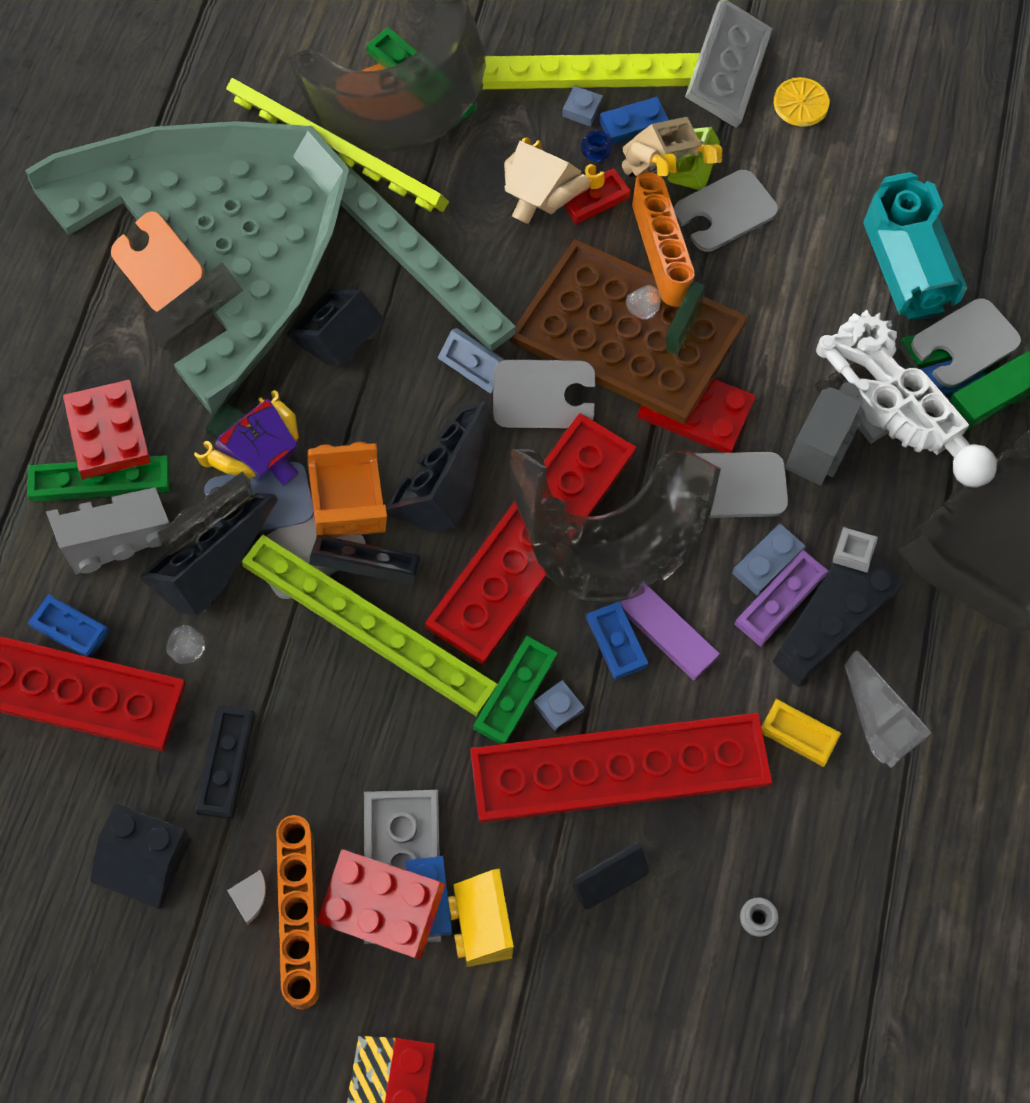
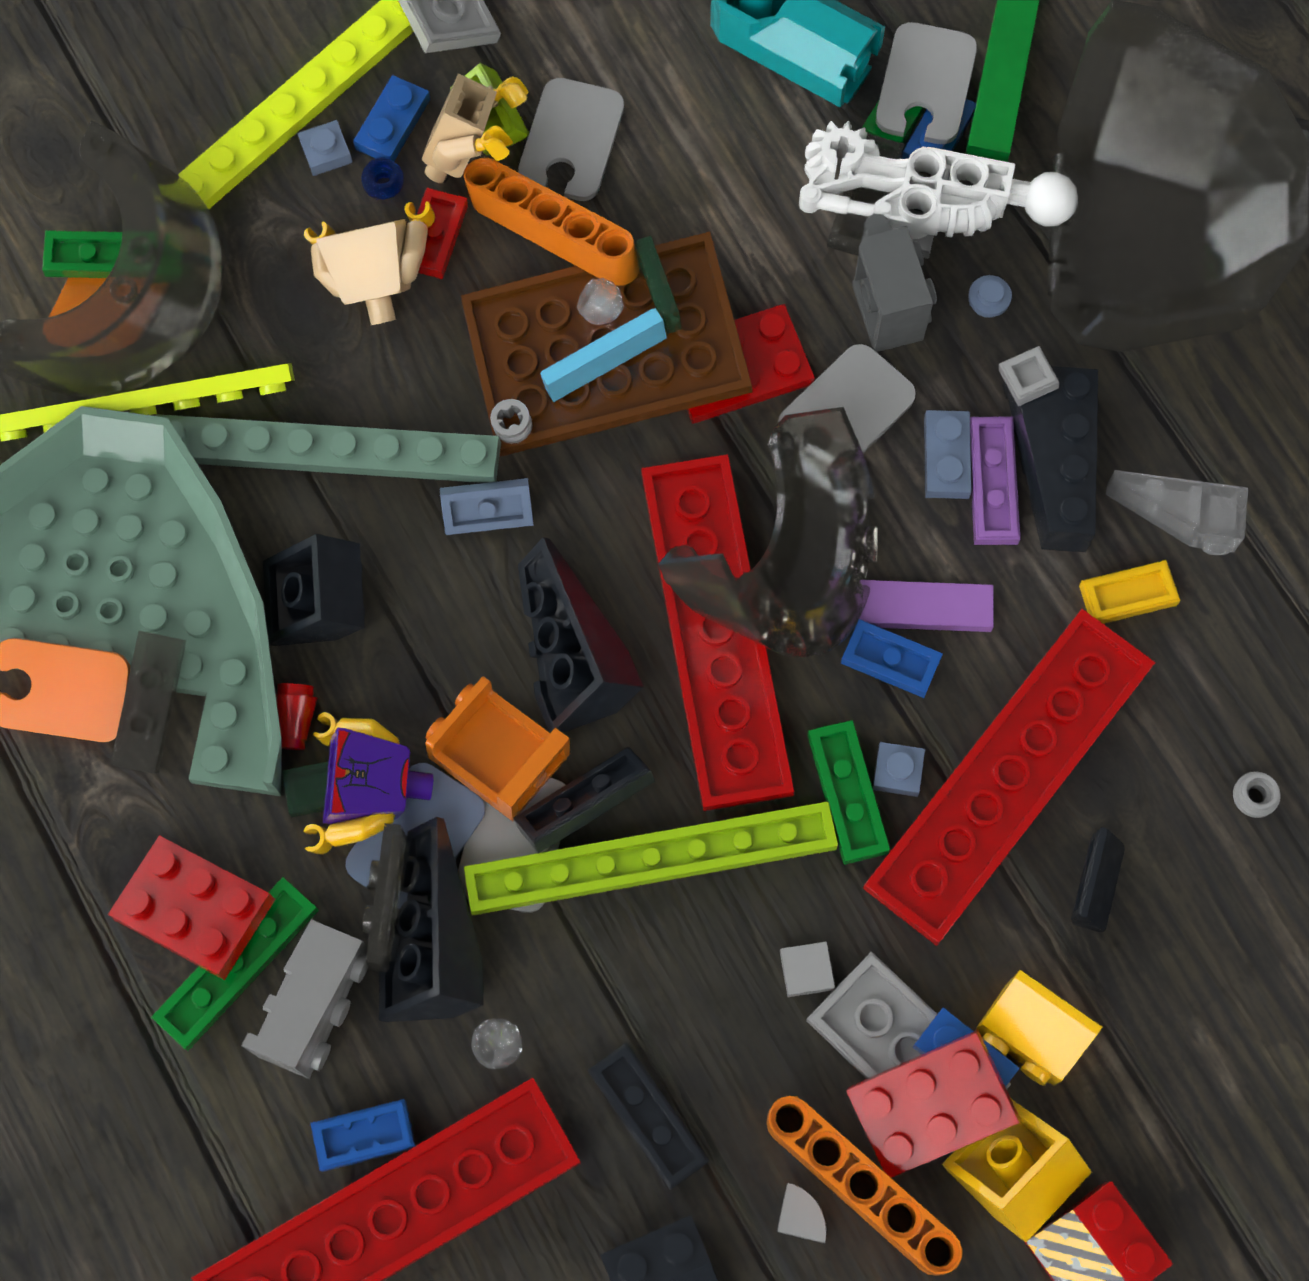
camera: 40 degrees left, 5 degrees up
(261, 378) = (295, 713): none -> red cone
(392, 766) = (807, 969): none -> light grey tile
(392, 991) = (1020, 1172): none -> yellow slope
(533, 392) = (579, 487): light grey piece -> none
(537, 318) = (506, 409): none -> light grey bush
(616, 330) = (603, 354): none -> medium azure tile
(885, 493) = (989, 296): none -> sand blue plate

